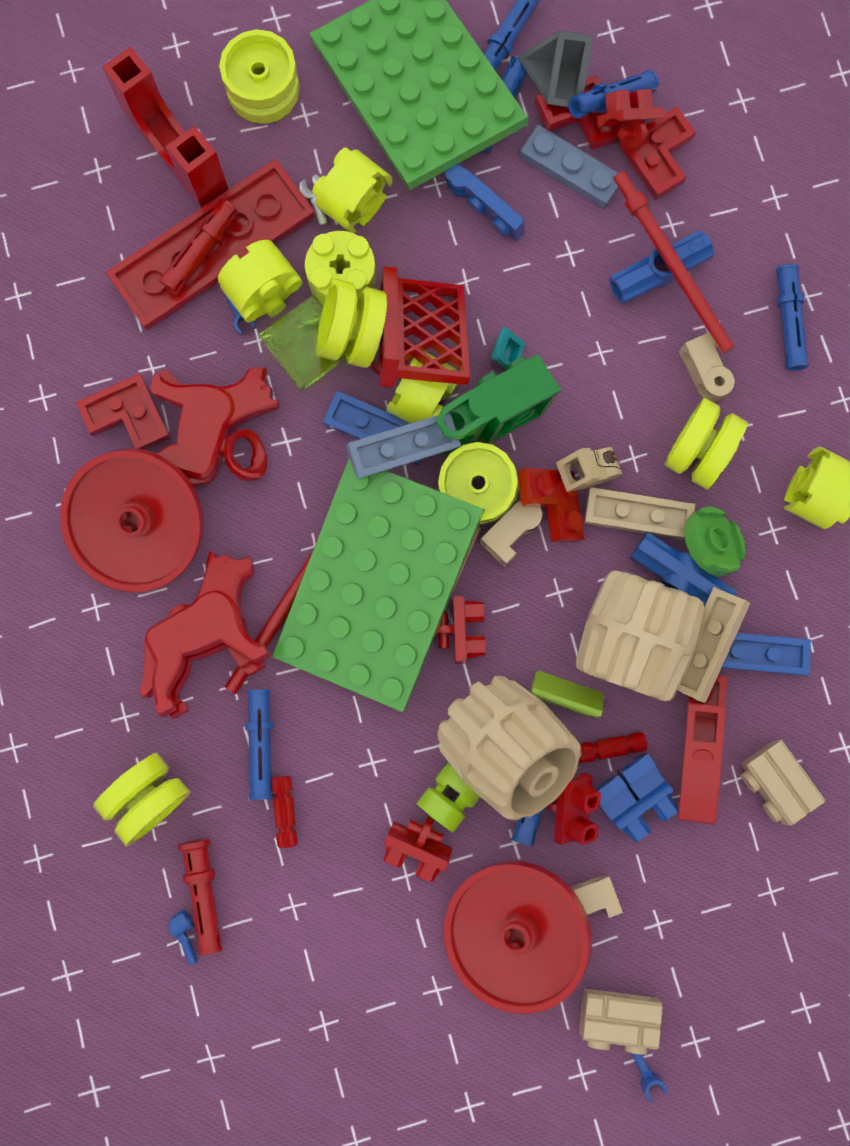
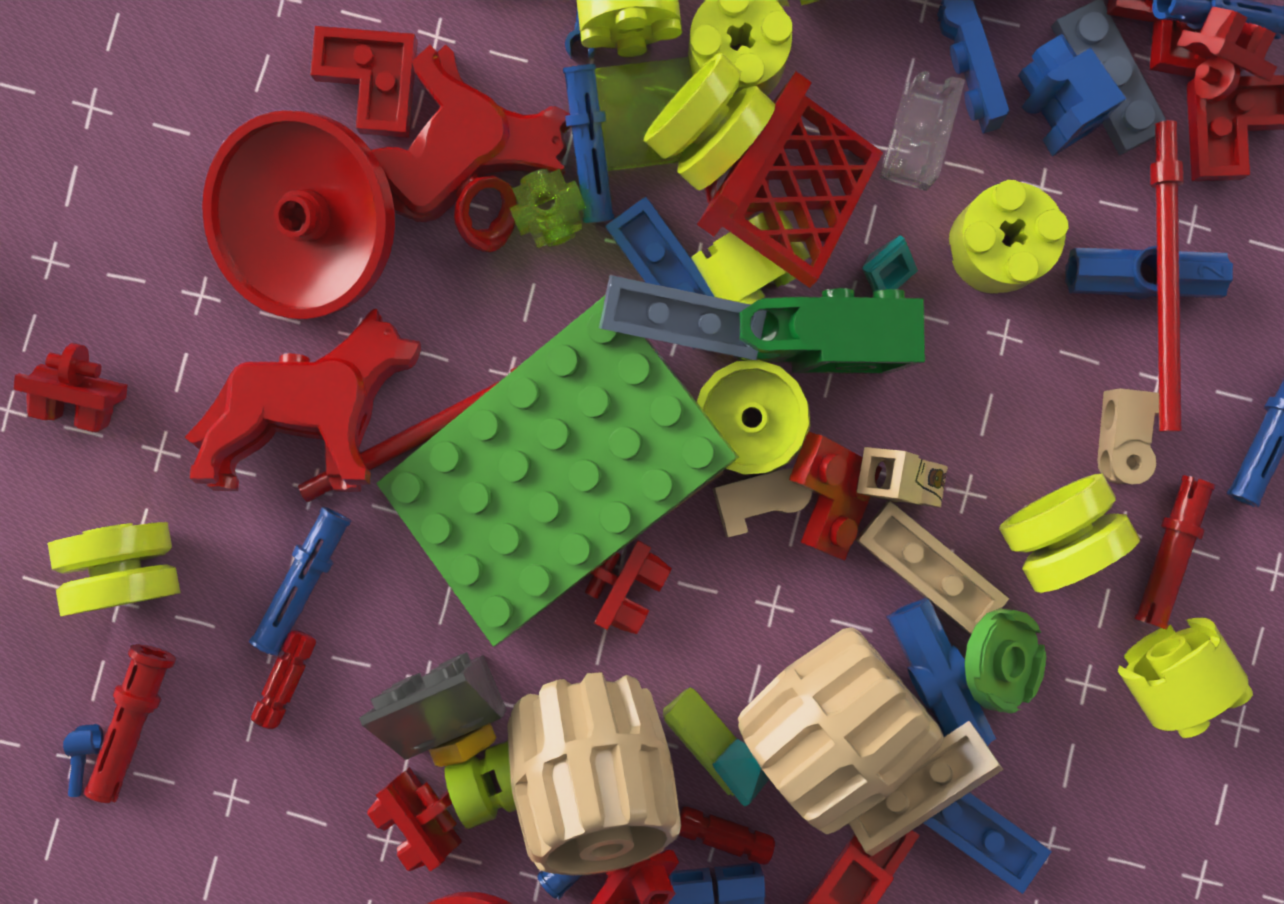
camera: 30 degrees right, 5 degrees up
(33, 715) = (73, 381): none -> red hips
(284, 378) = (588, 142): none -> blue pin
(286, 441) = (551, 225): none -> clear neon green brick
(391, 767) = (436, 706): none -> dark grey slope
(418, 785) = (463, 747): none -> yellow tile
(479, 260) = (922, 131): none -> clear hinge
(552, 188) = (1069, 91): none -> blue hips
(571, 275) = (1035, 233): none -> neon yellow brick
(598, 698) = (741, 772): none -> teal slope
(772, 406) = (1175, 551): none -> red pin

